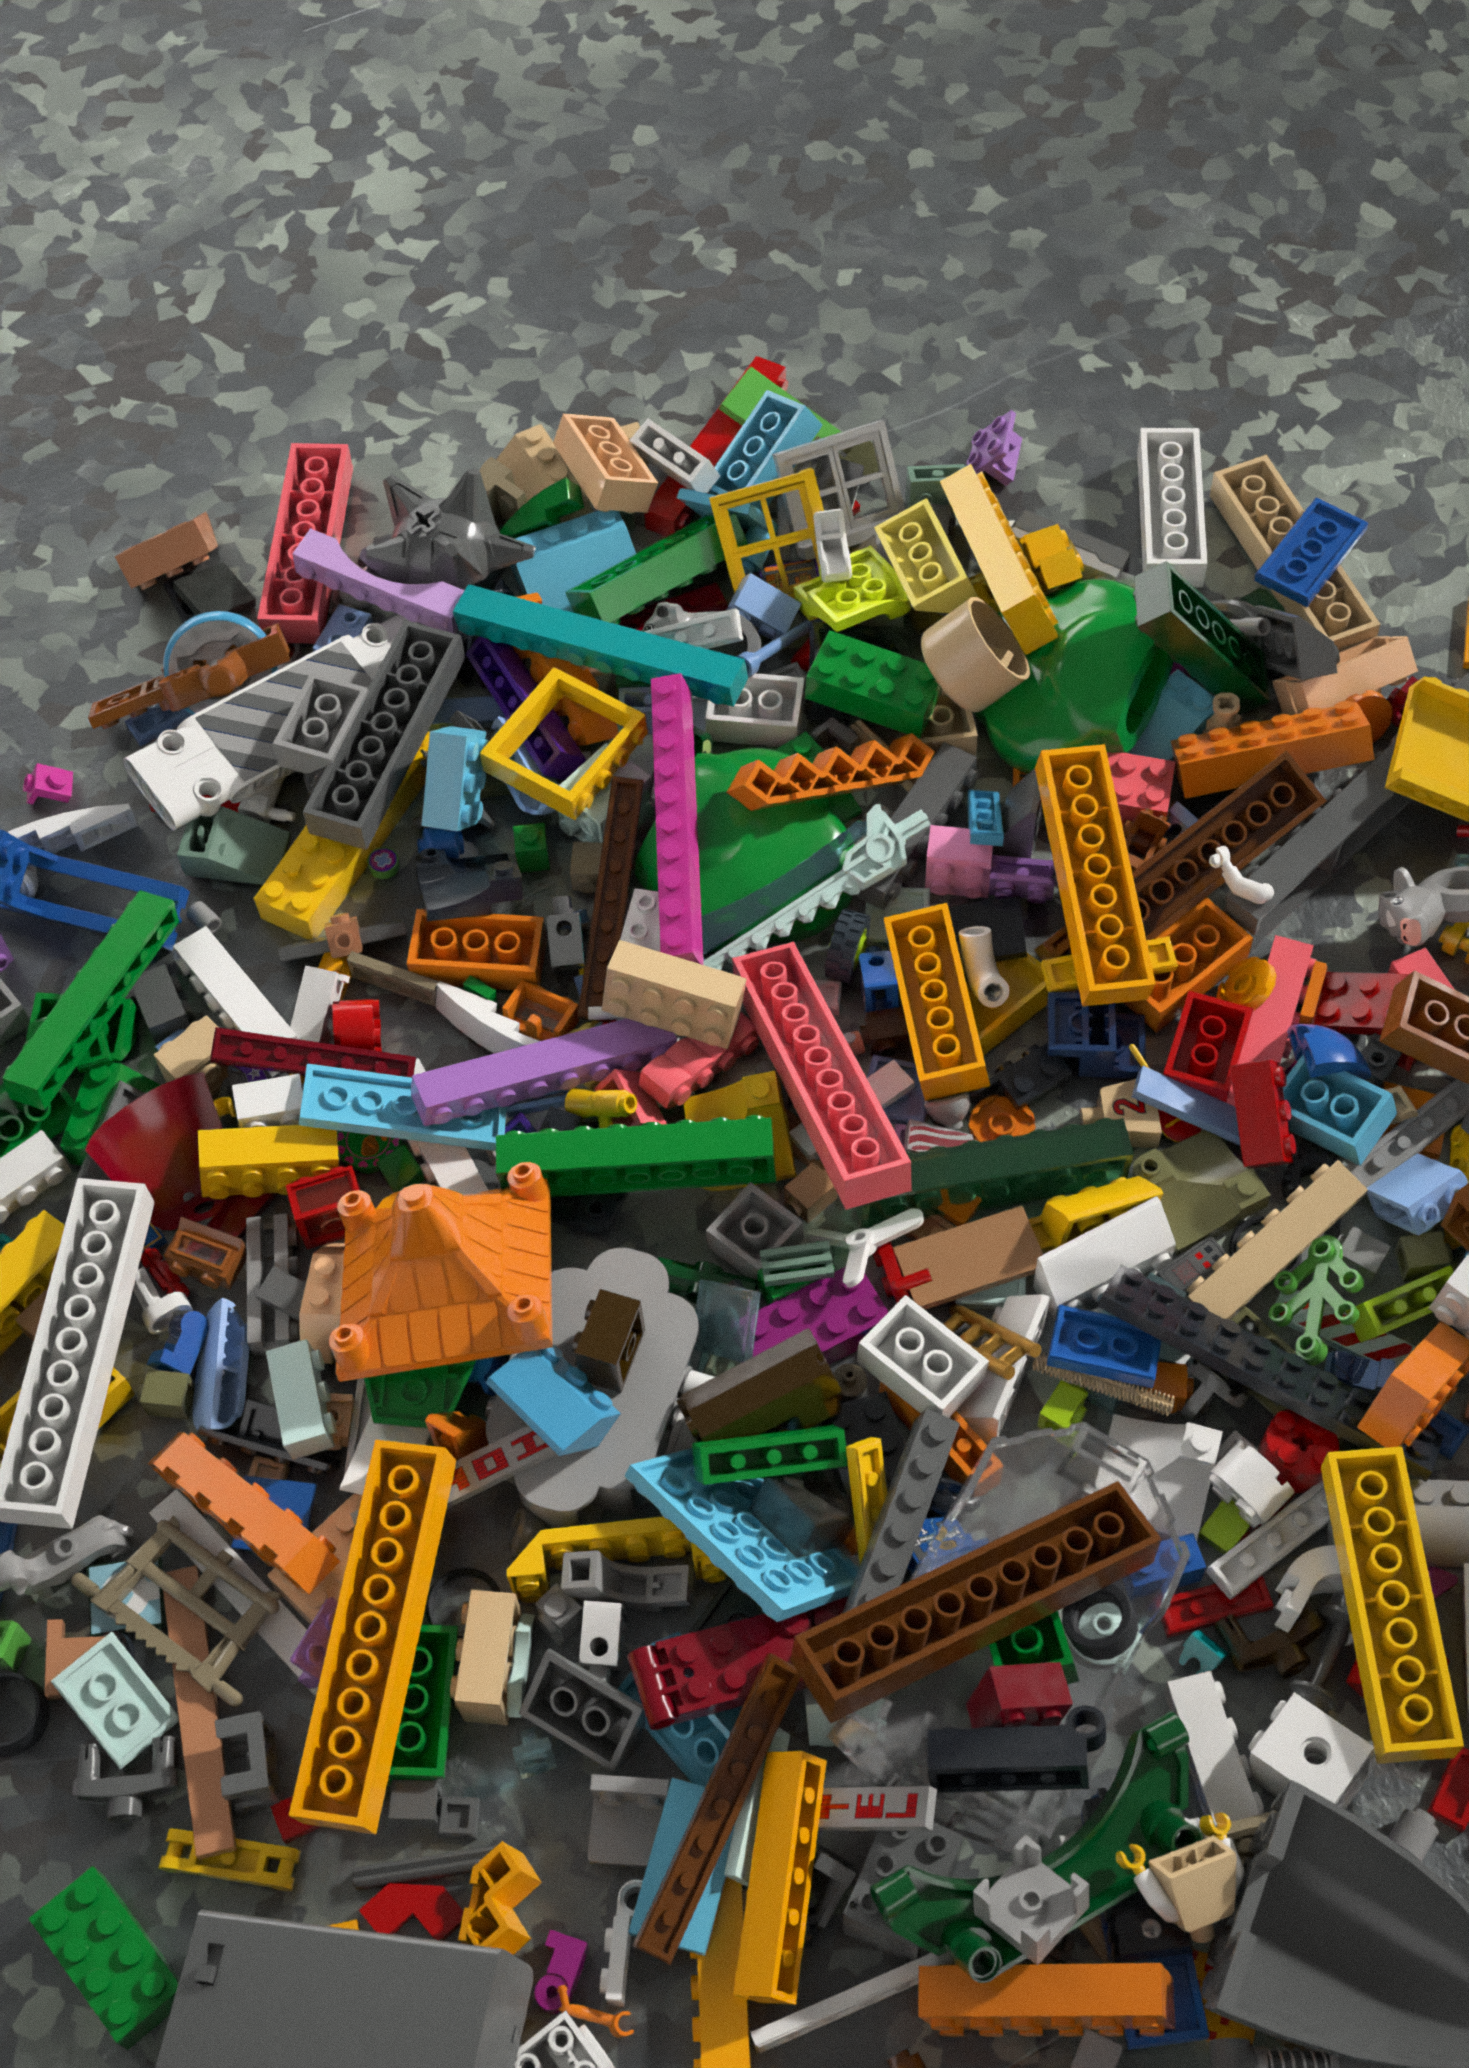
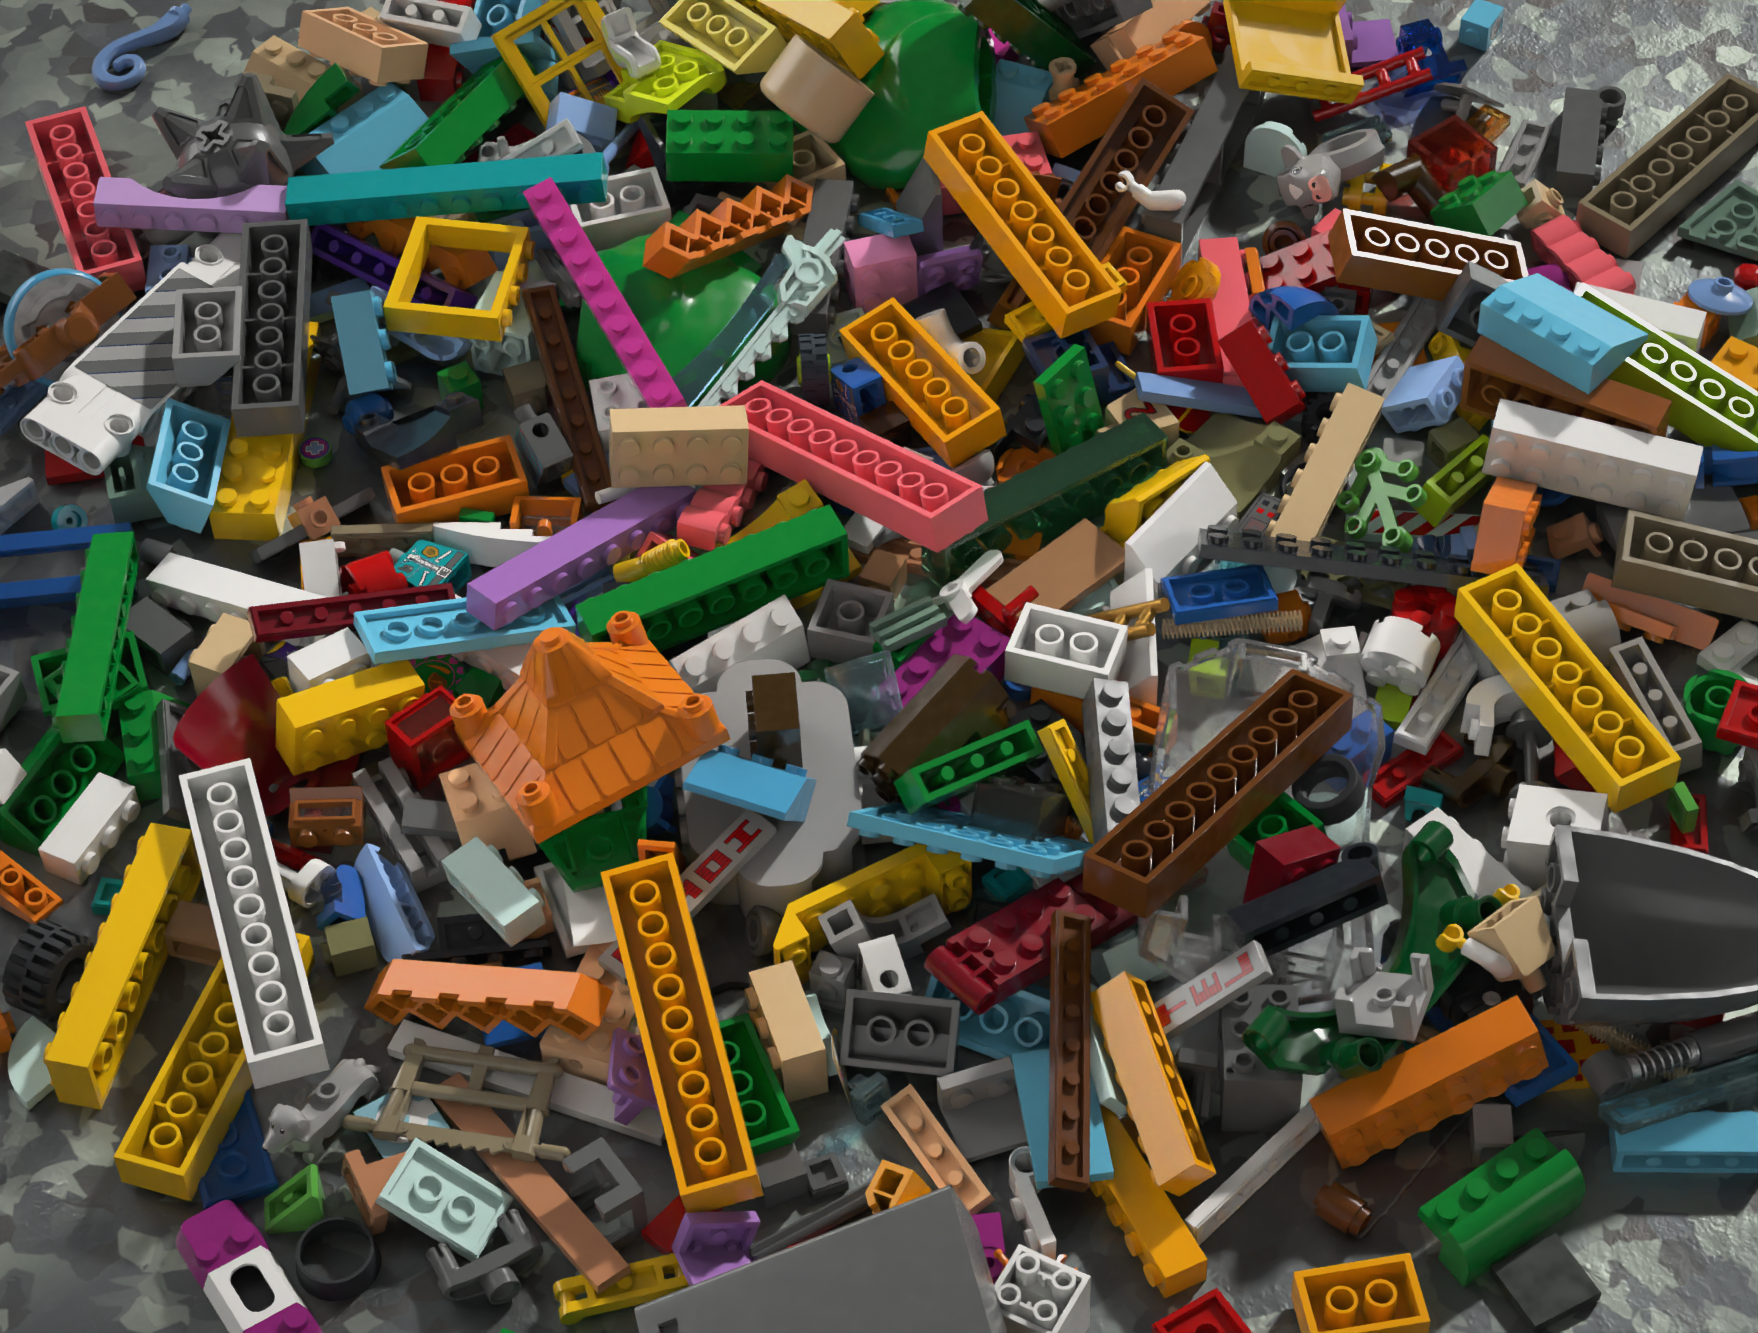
camera: 25 degrees left, 10 degrees down
(146, 858) = (69, 517): none -> teal tile
(251, 845) = (187, 464): none -> medium azure slope
(316, 1876) = (714, 1243): none -> medium lavender bracket
(416, 1027) = (432, 565): none -> torso
(458, 384) = (162, 31): none -> medium blue plant
(513, 1720) = (836, 1053): none -> sticker
(566, 1844) = (935, 1148): none -> light nougat plate
(657, 1224) = (764, 634): none -> white slope
(1062, 1076) = (1069, 400): none -> green plate
(1360, 959) = (1281, 235): none -> reddish brown brick
(1390, 853) = (1264, 147): none -> light aqua tile
(1457, 1776) = (1682, 807): none -> bright green tile

